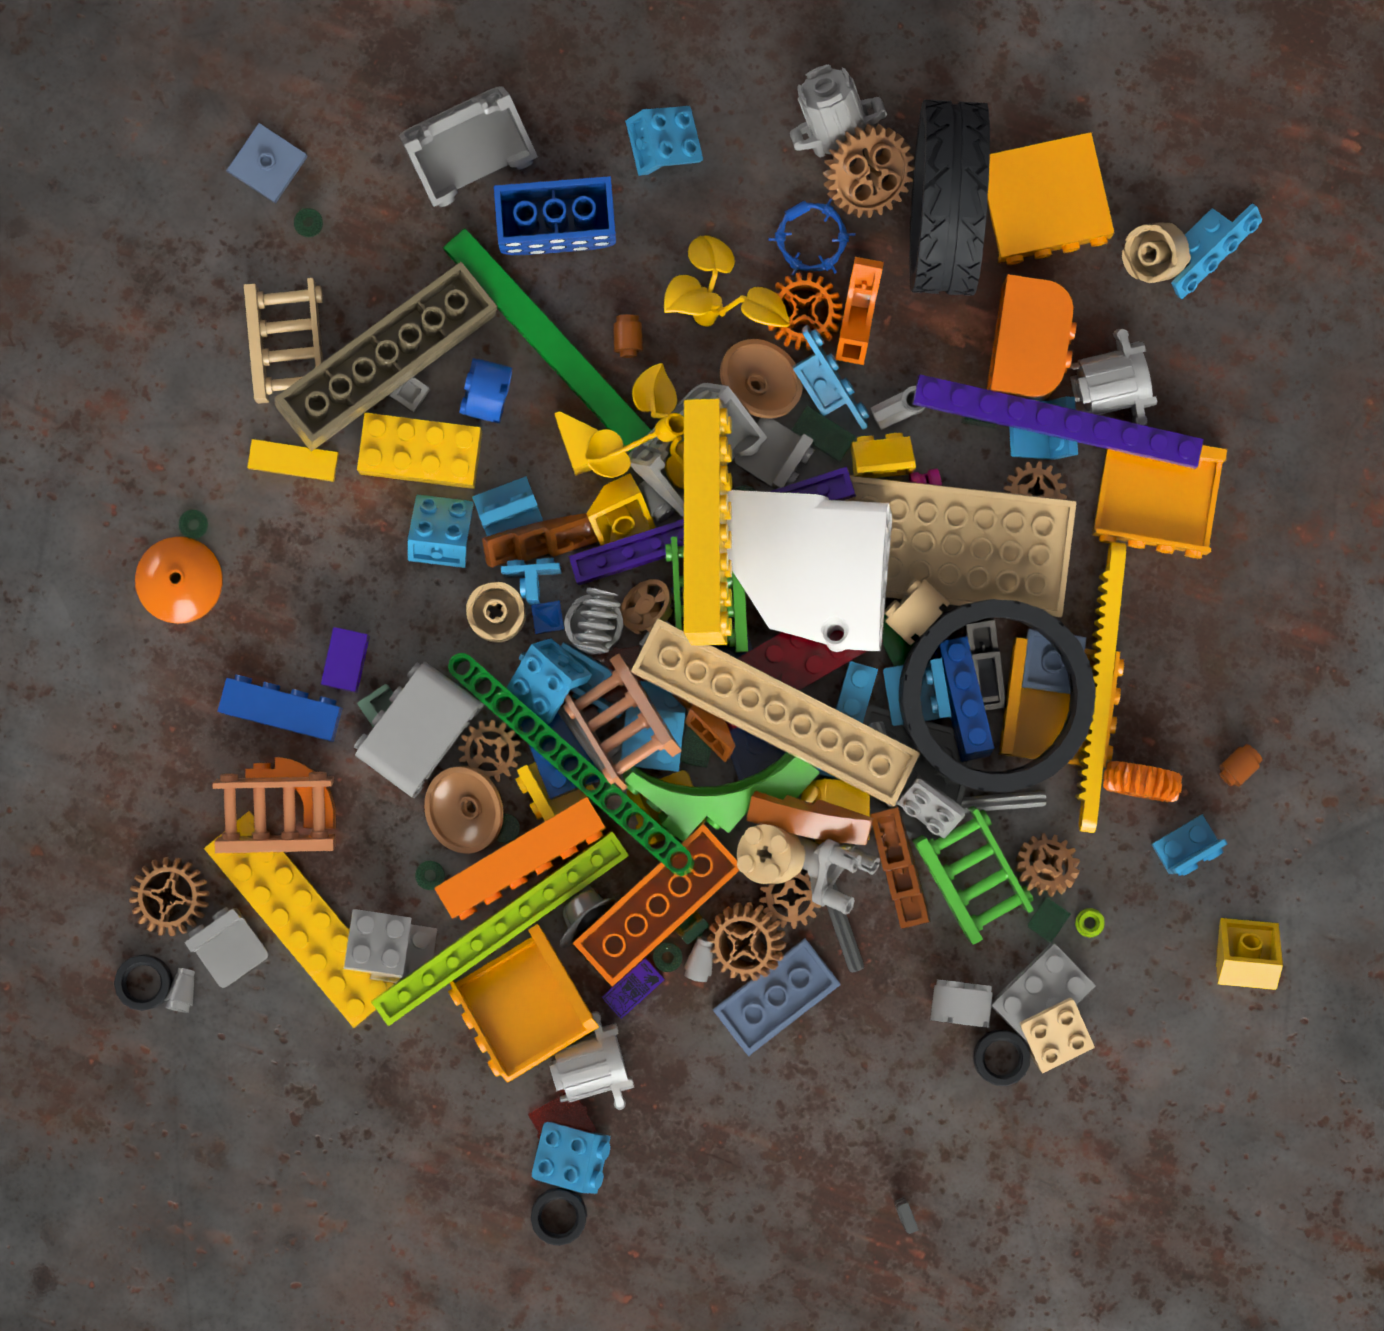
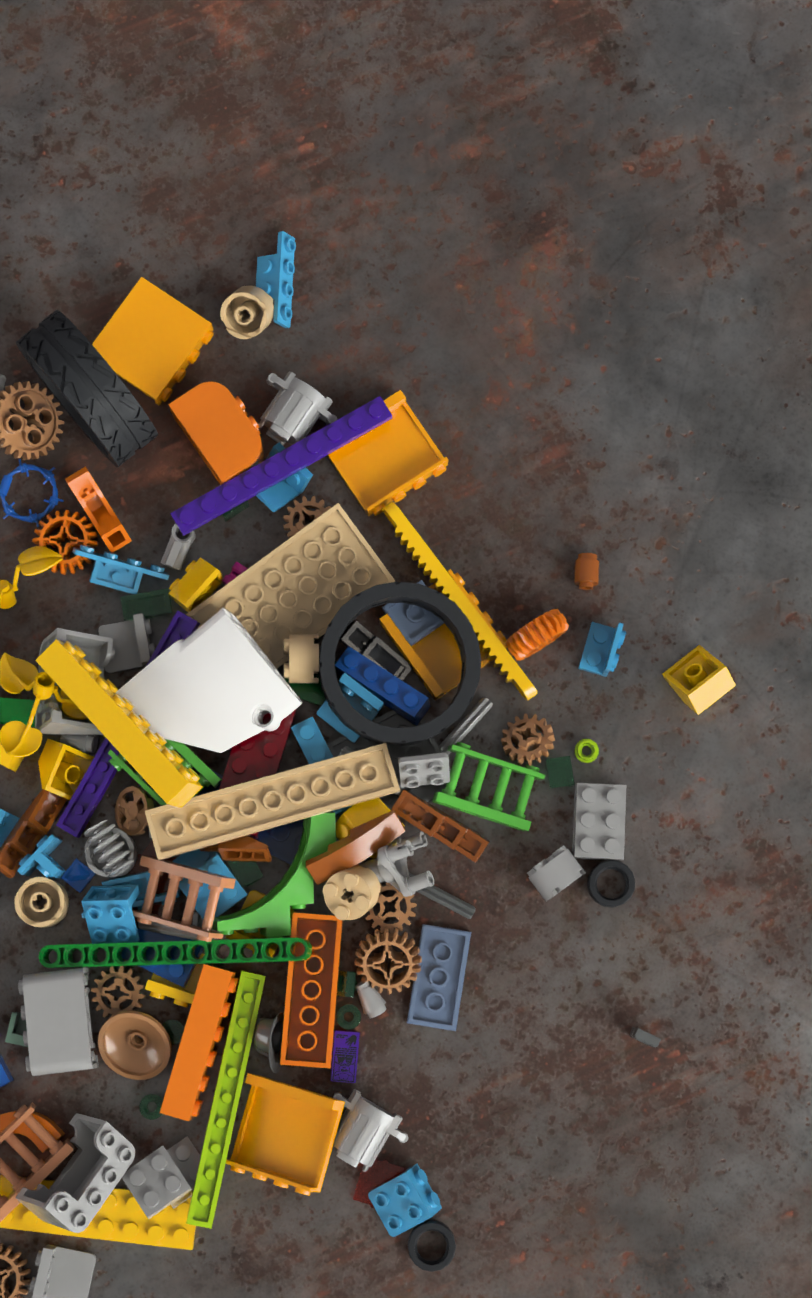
camera: 40 degrees left, 5 degrees down
(322, 884) = (86, 1179): none -> light grey windscreen
(766, 369) = (76, 605): medium nougat dish -> none
(1056, 1035) = (631, 838): tan bracket -> none

